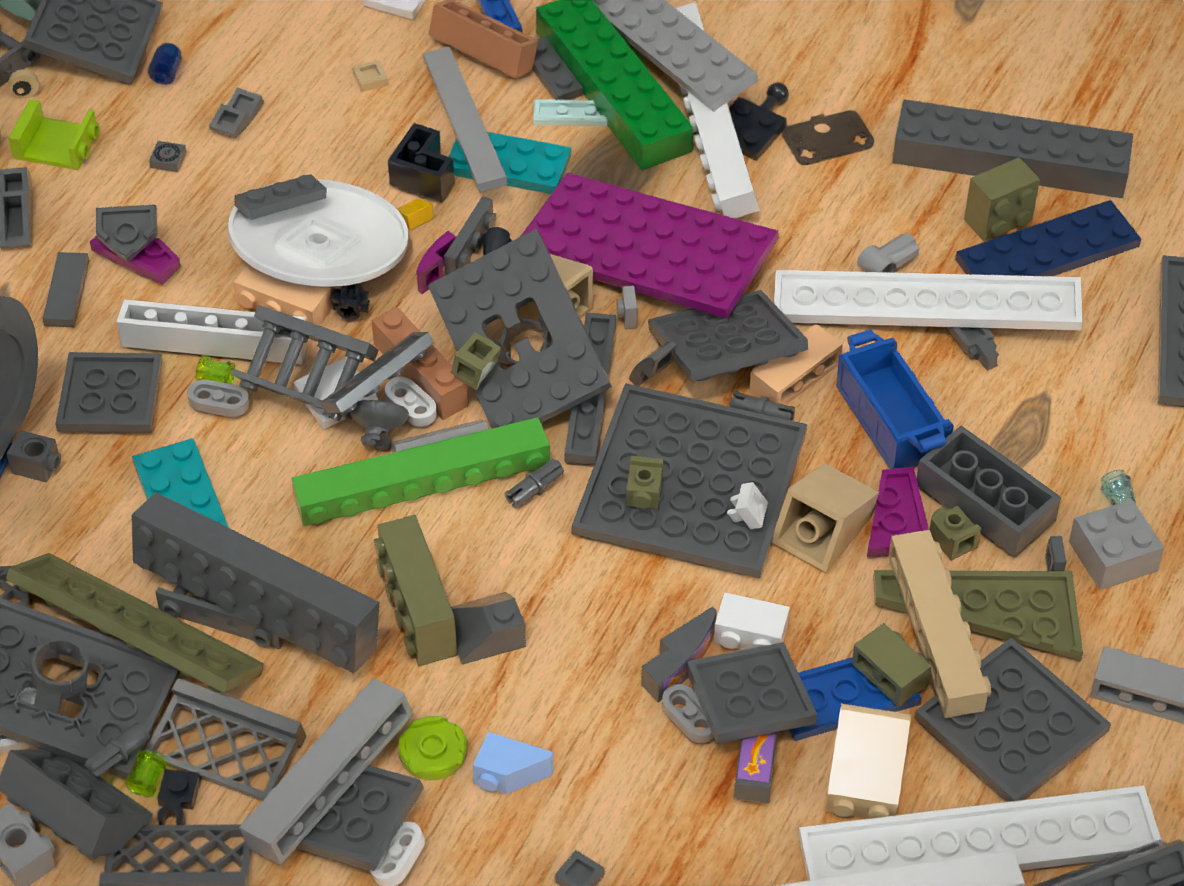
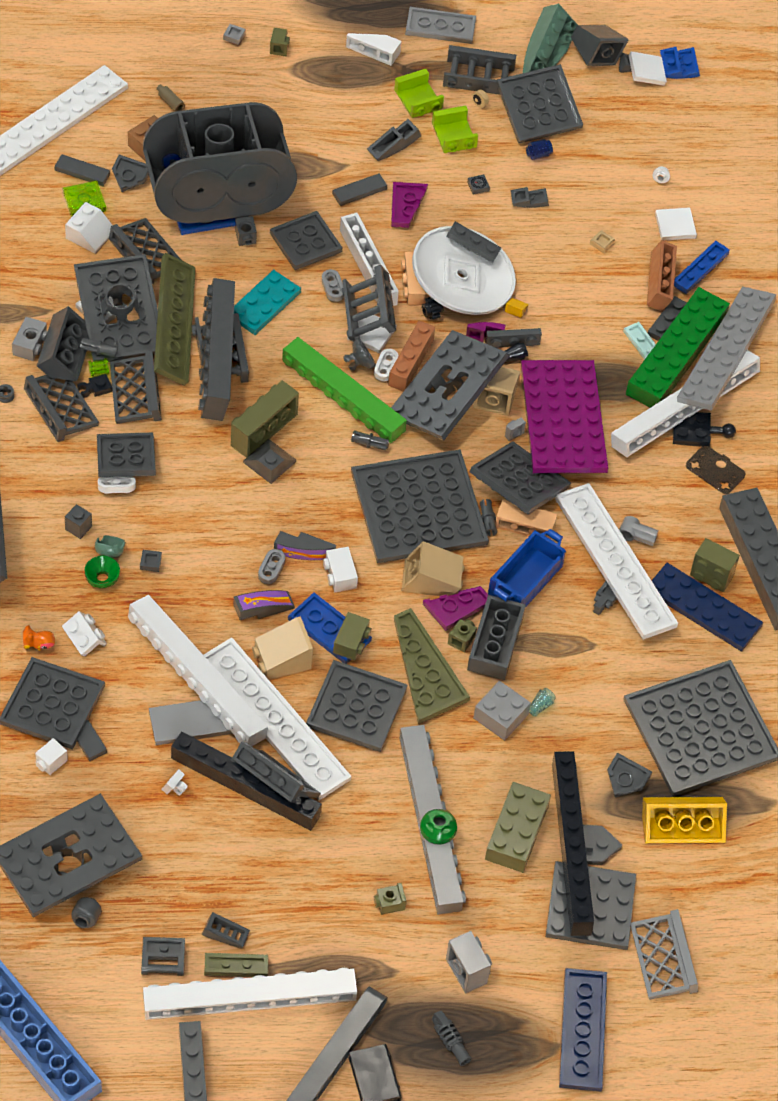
camera: 55 degrees right, 5 degrees up
(126, 228) = (407, 190): dark grey plate -> none
(214, 370) = (347, 272): clear neon green bush -> none
(326, 771) = (137, 431): light grey brick -> none
(385, 367) = (371, 335): dark grey plate -> none
(419, 164) = (547, 289): black brick -> none
(432, 748) = (186, 472): lime tile -> none
(439, 435) = (370, 386): light grey plate -> none
(465, 119) = (594, 295): light grey tile -> none
(475, 360) = (417, 373): olive brick -> none
(510, 764) = (192, 504): light blue slope -> none
(525, 162) = (585, 330): teal plate -> none
(587, 416) = (461, 433): dark grey plate -> none
(644, 482) = (394, 483): olive brick -> none
(653, 363) = (477, 453): dark grey slope -> none
(749, 506) = (410, 534): white tile -> none
(751, 692) = (294, 582): dark grey plate -> none
(938, 624) = (389, 644): tan brick -> none
(1055, 554) = (475, 686): dark grey tile -> none

